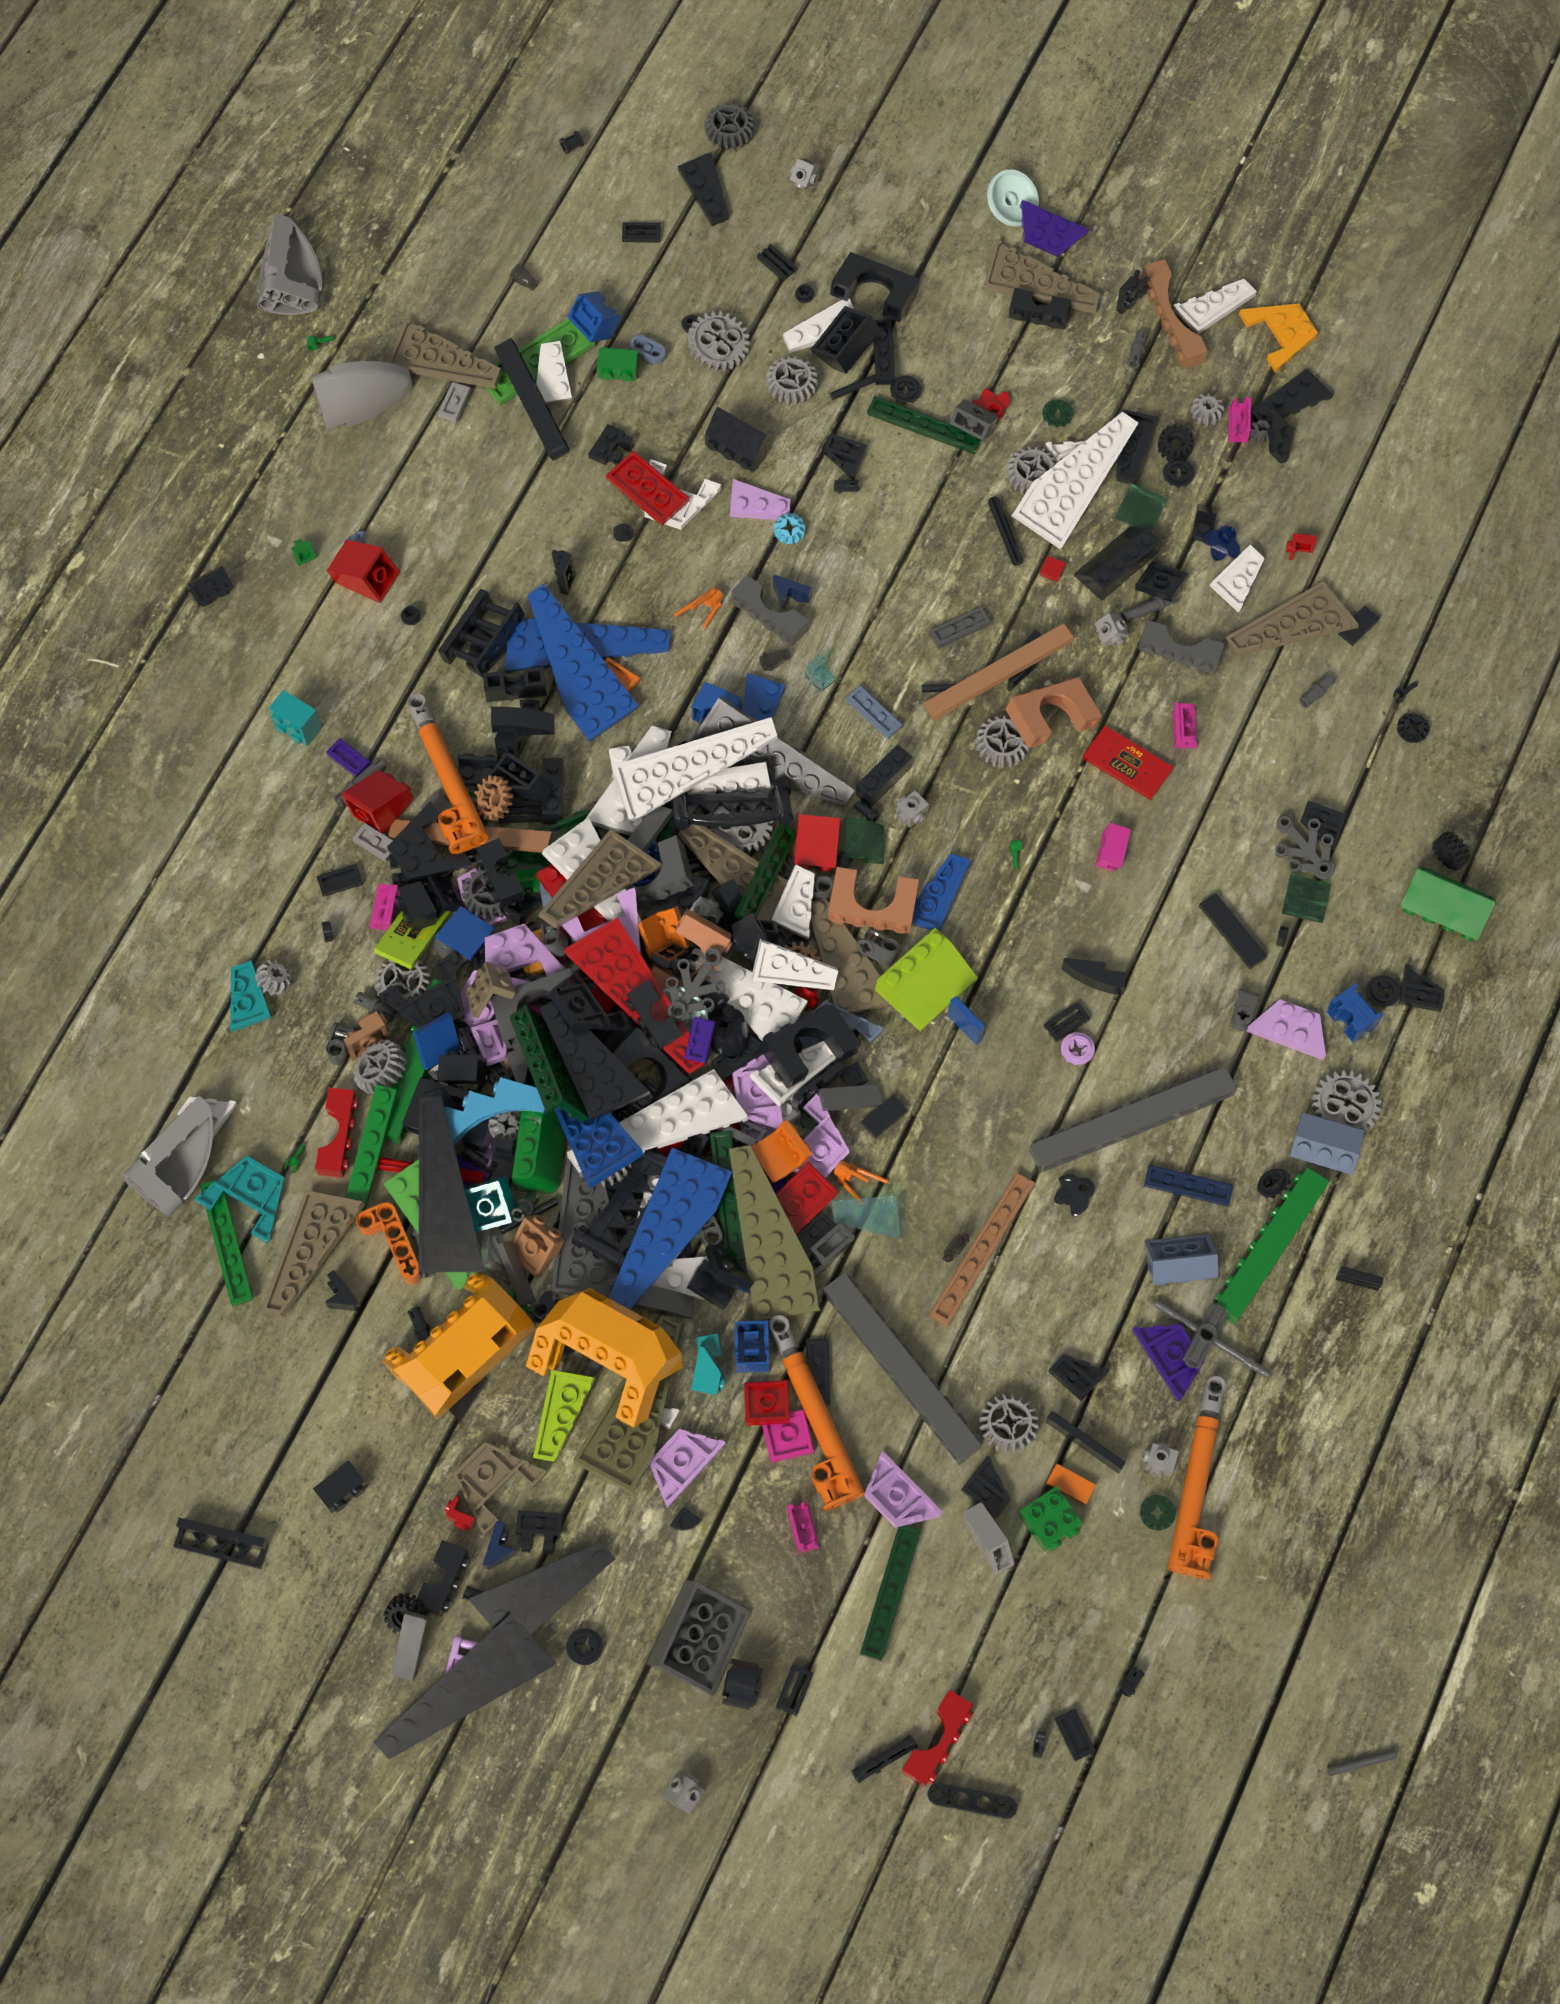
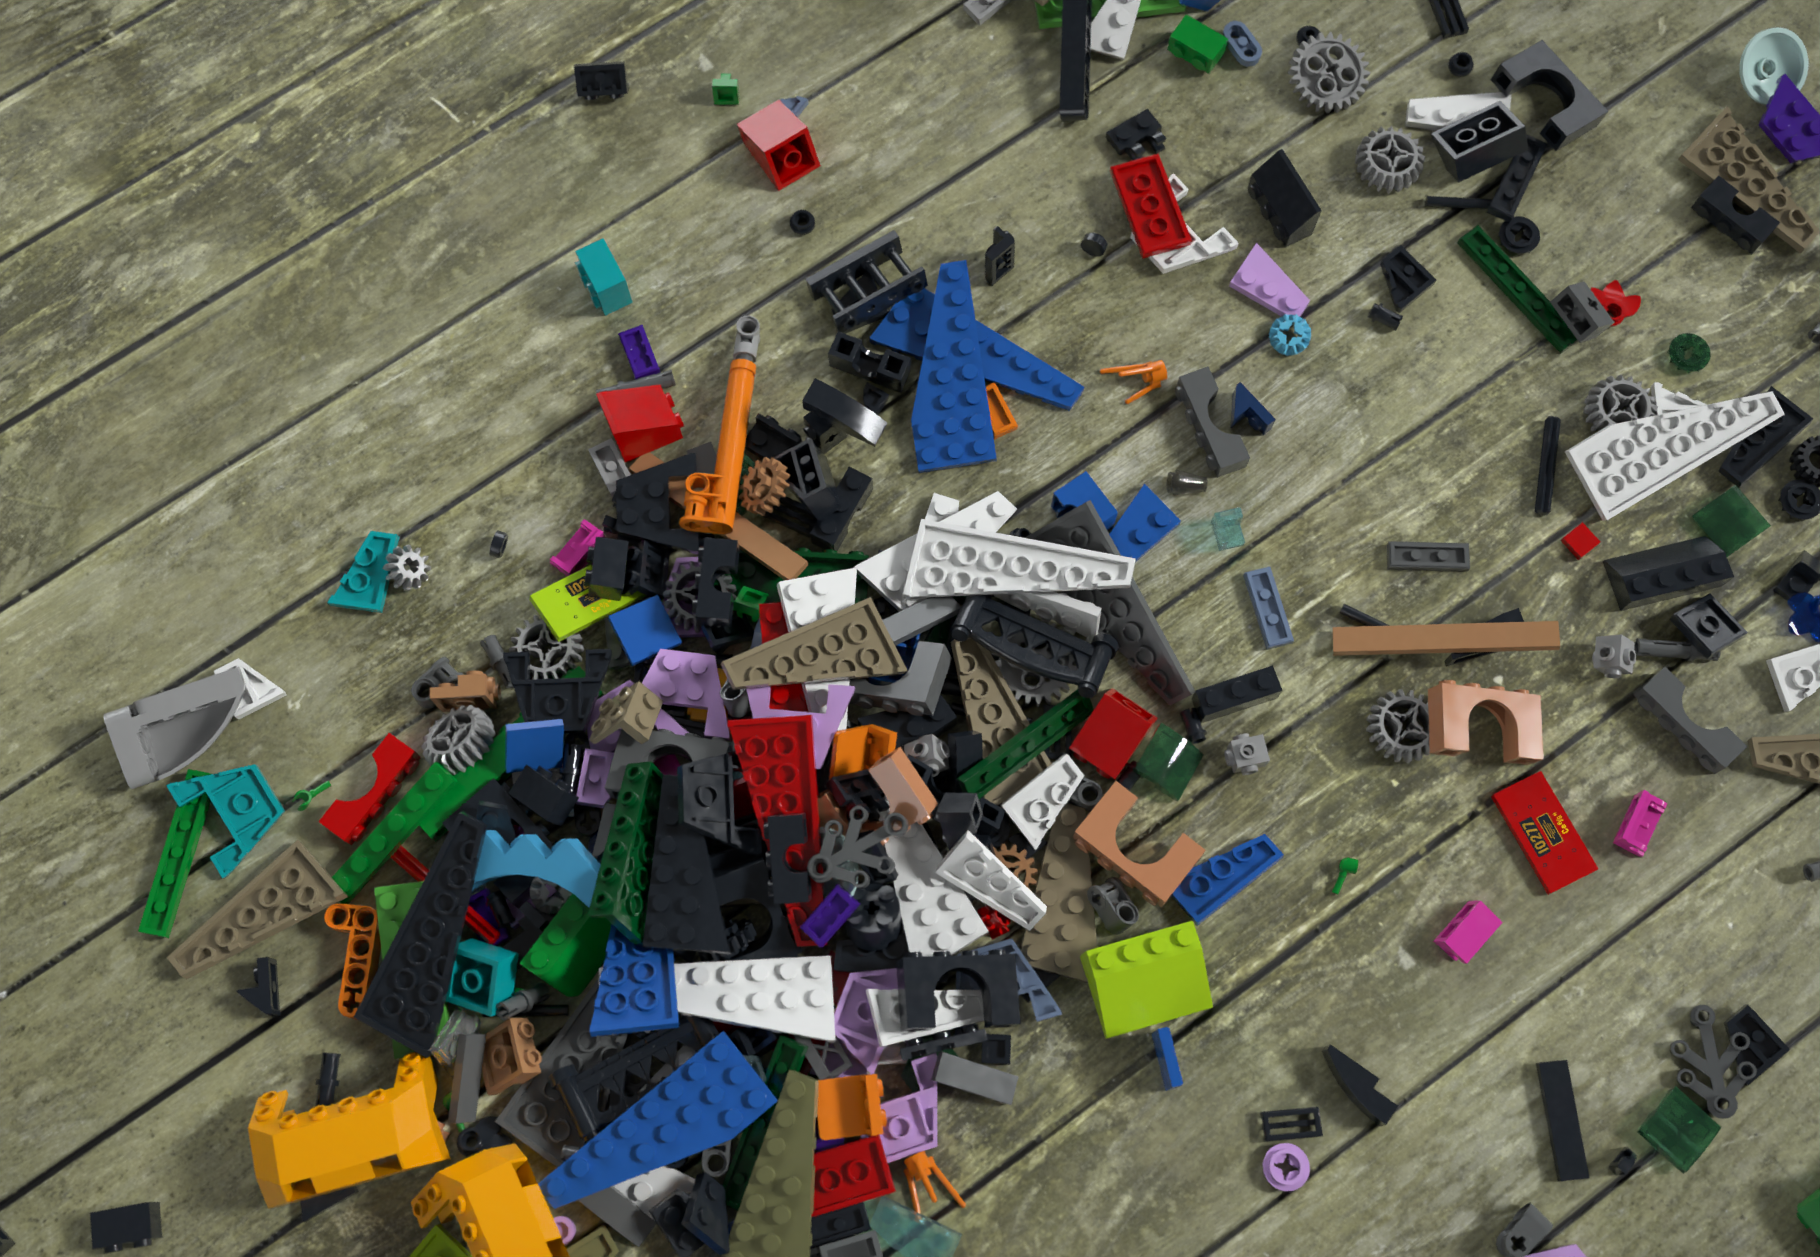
camera: 30 degrees right, 5 degrees up
(339, 880) = (549, 490): black tile -> none
(884, 1116) = (1004, 1121): black tile -> none

